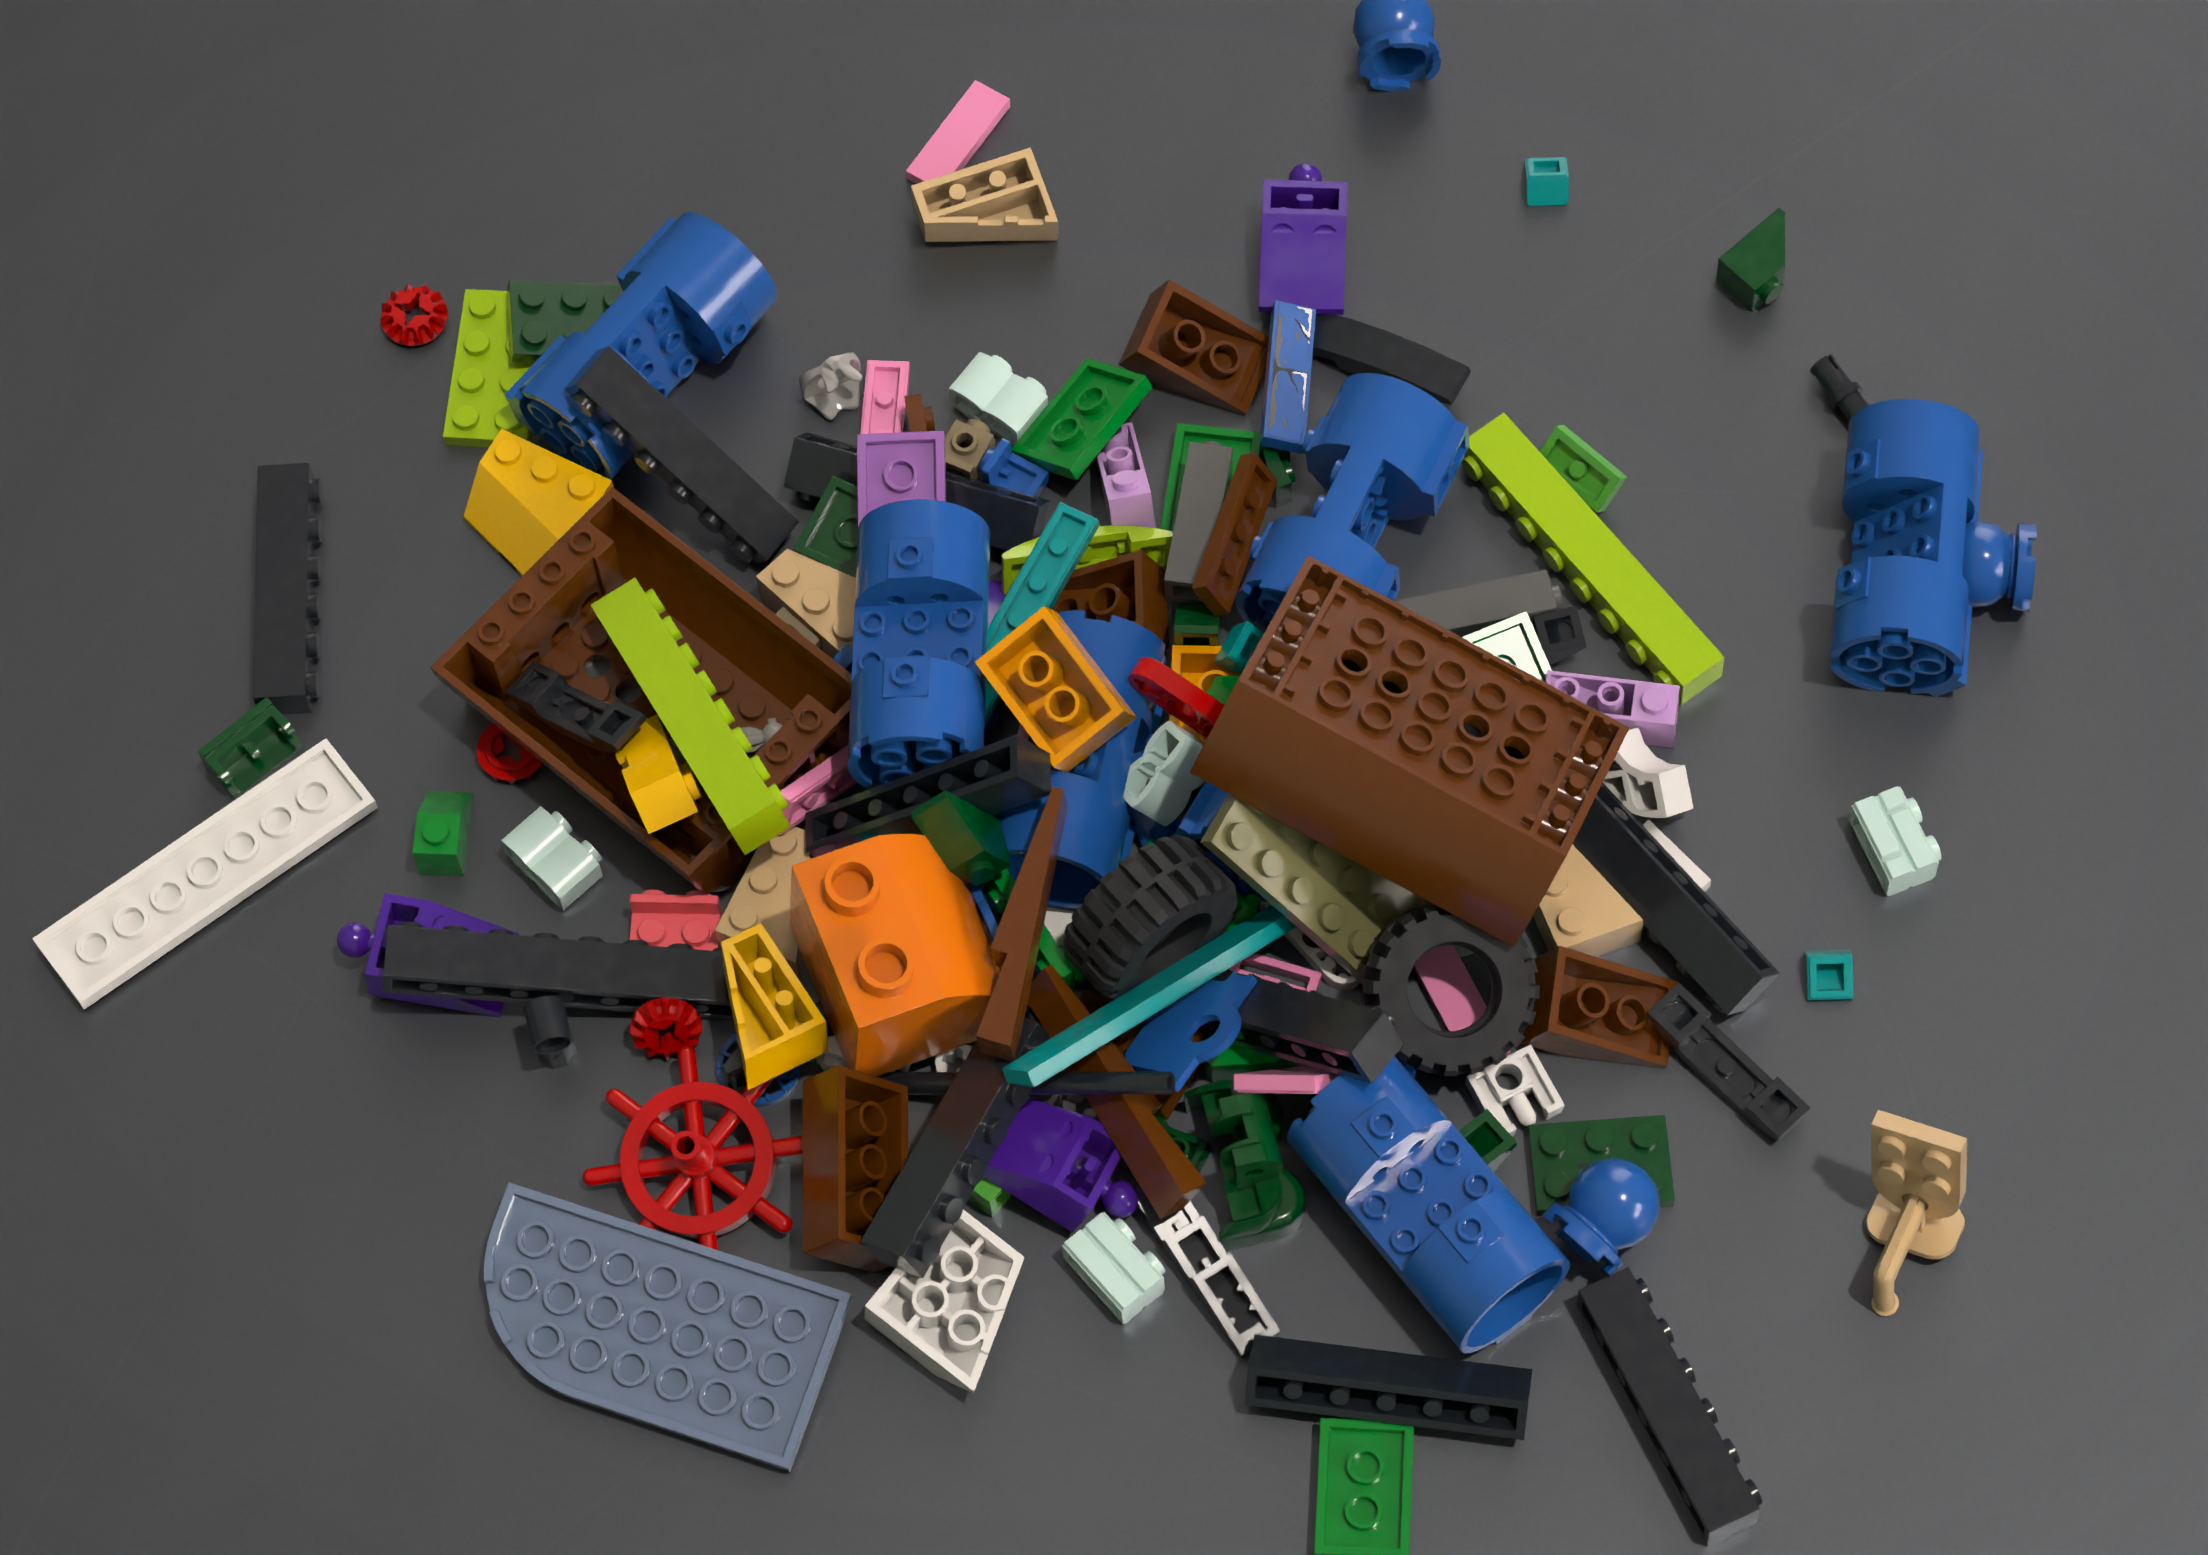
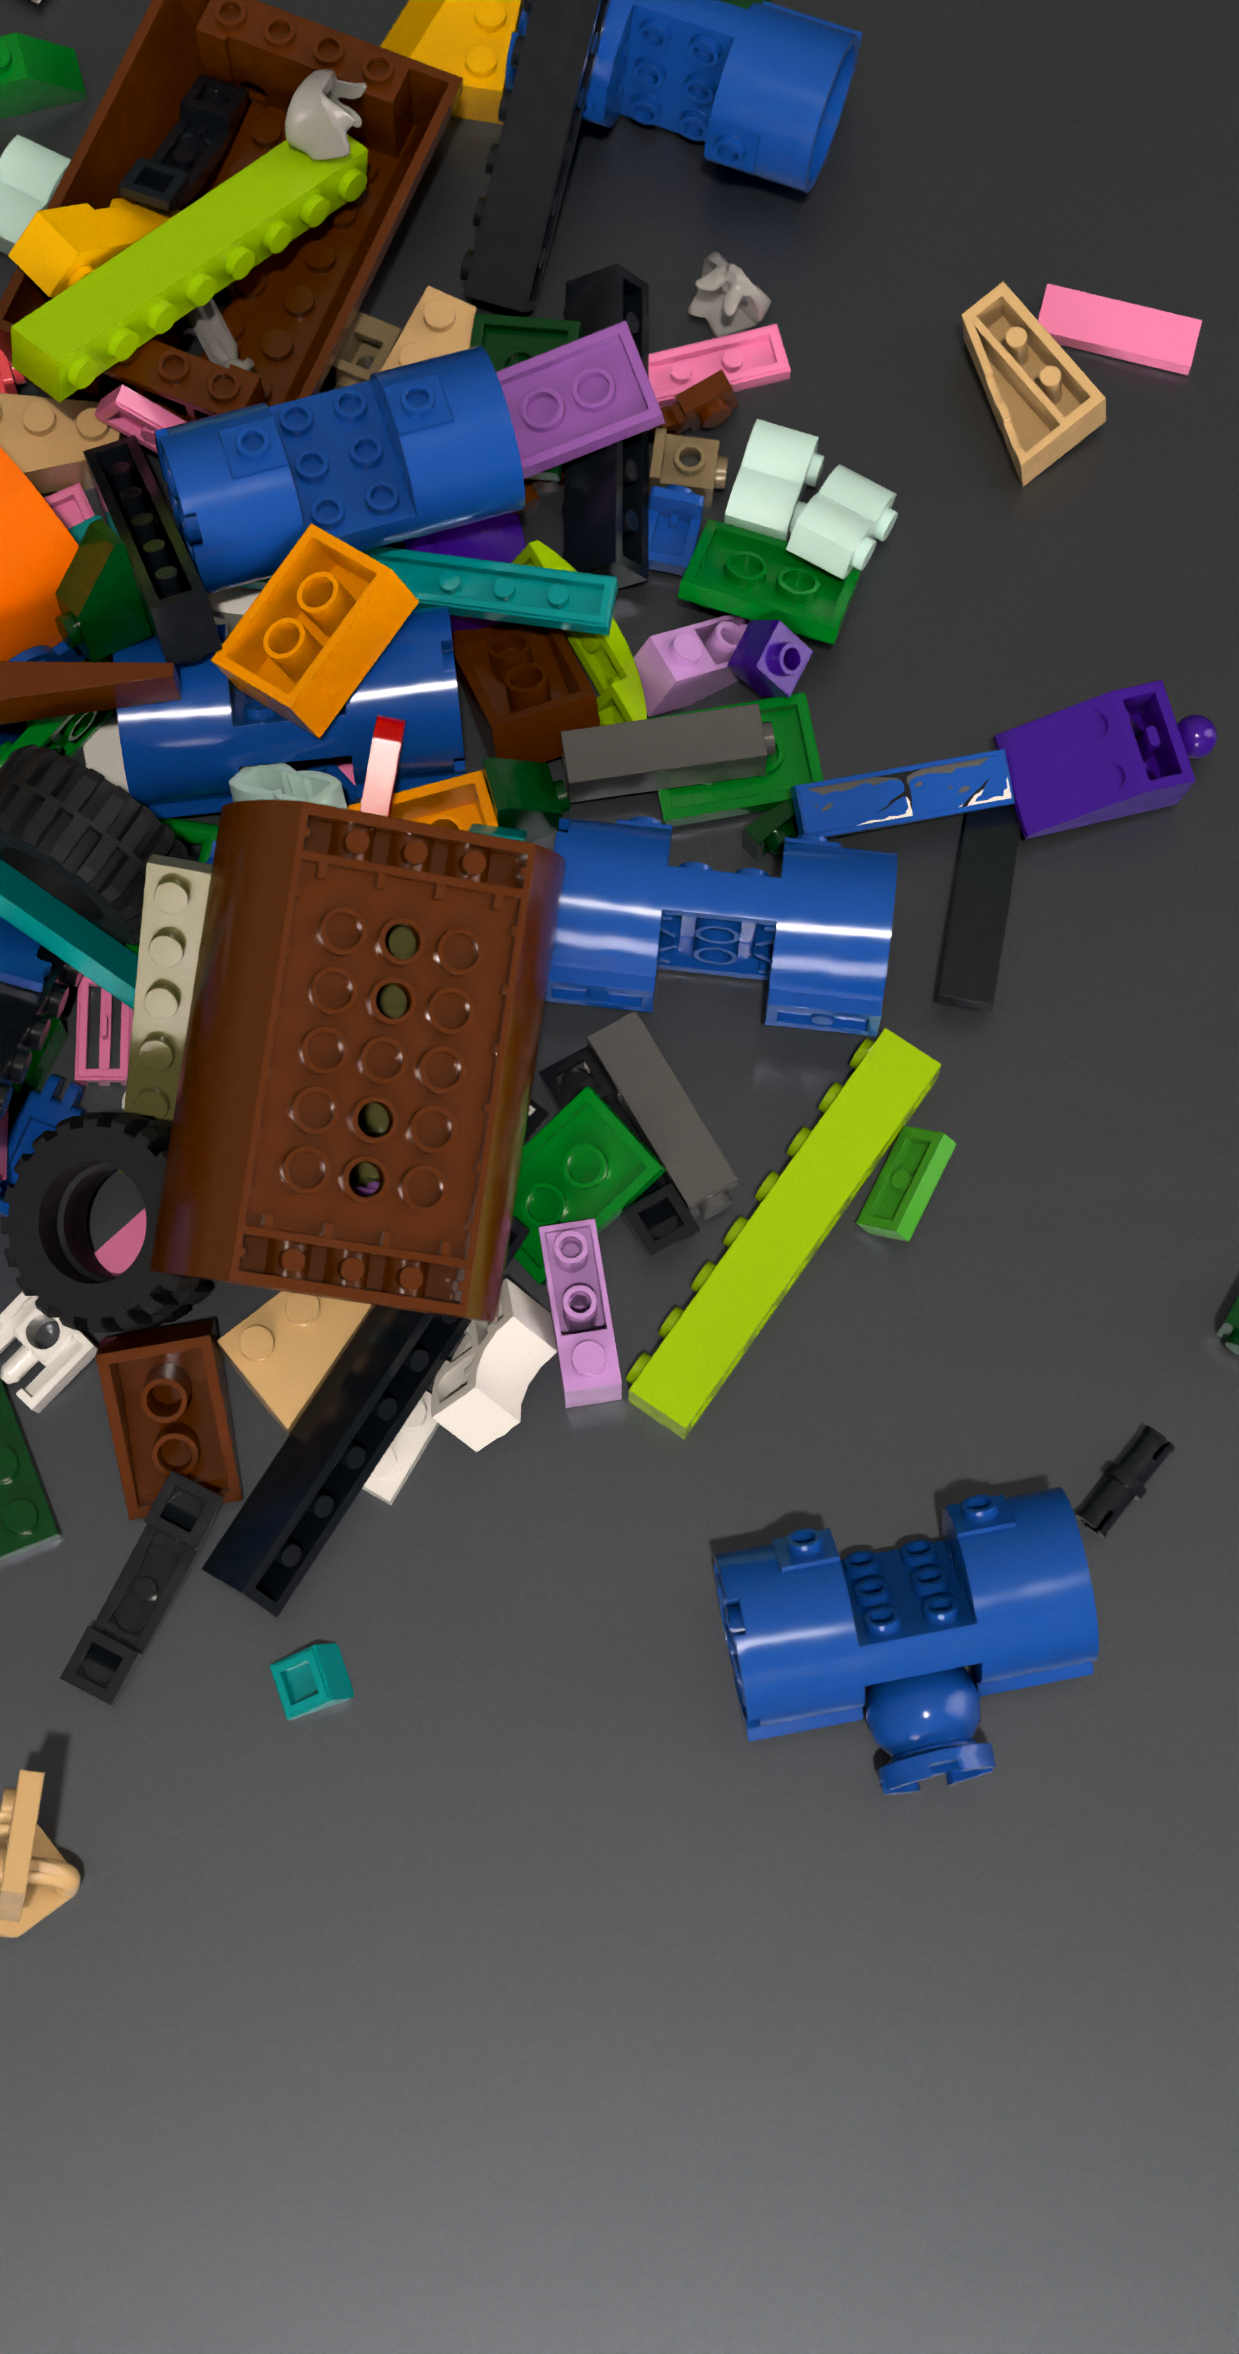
camera: 65 degrees right, 10 degrees up
(614, 591) = (317, 118): none -> light grey piece
(1053, 356) = (843, 522): none -> light aqua brick
(1147, 432) = (770, 658): none -> dark purple plate
(1196, 349) = (914, 685): reddish brown slope -> none
(1234, 533) = (647, 789): reddish brown plate -> none
(1894, 840) = (509, 1711): light aqua brick -> none

